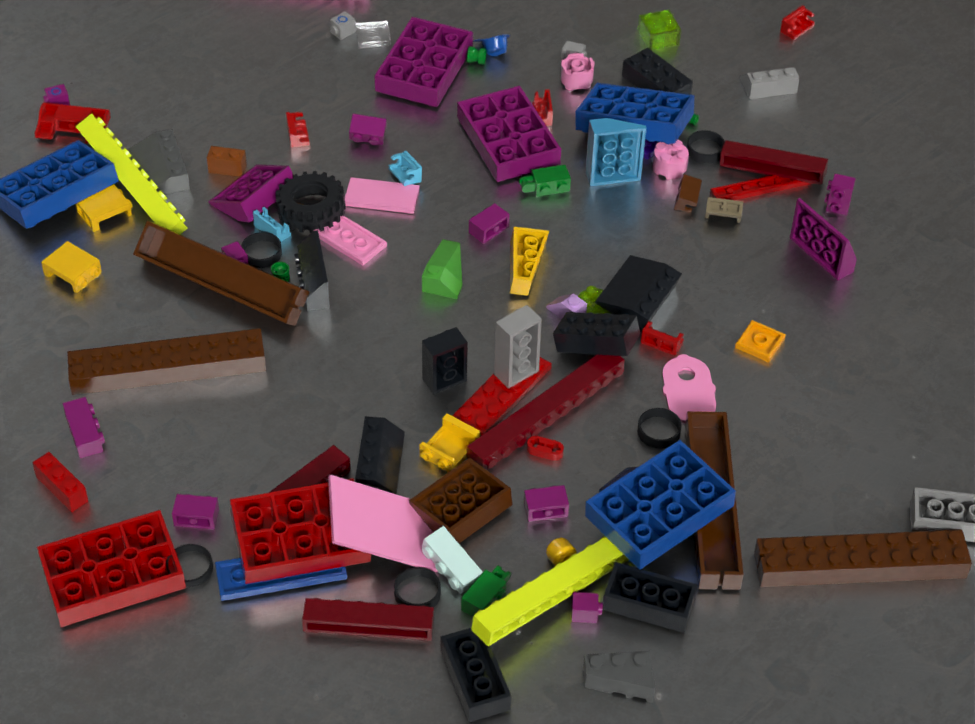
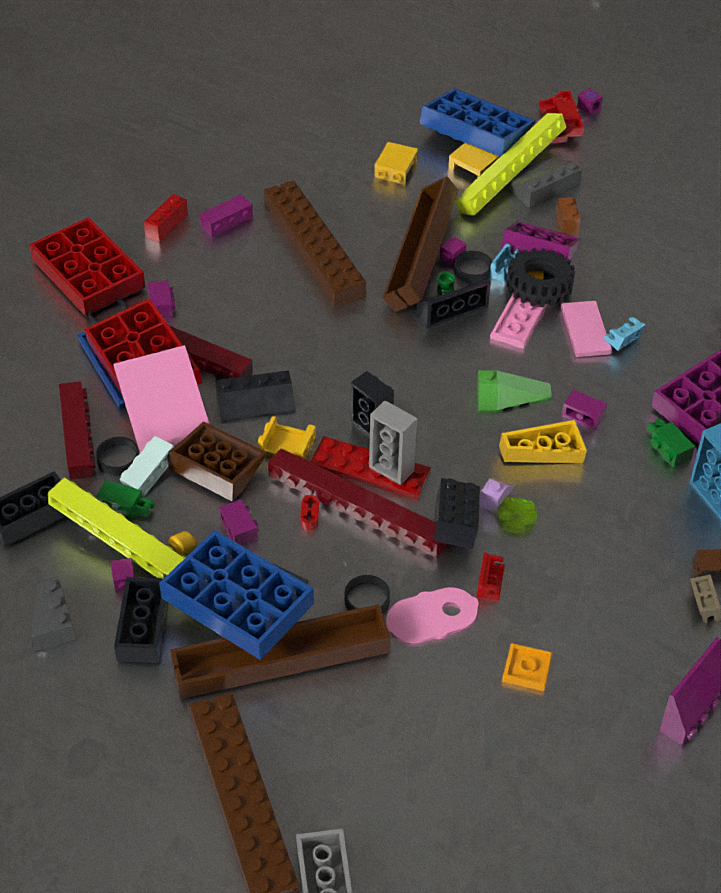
camera: 75 degrees right, 0 degrees up
(297, 130) = (638, 250): red hinge -> none
(367, 129) = (663, 294): magenta brick -> none
(639, 289) = (543, 543): black slope -> none

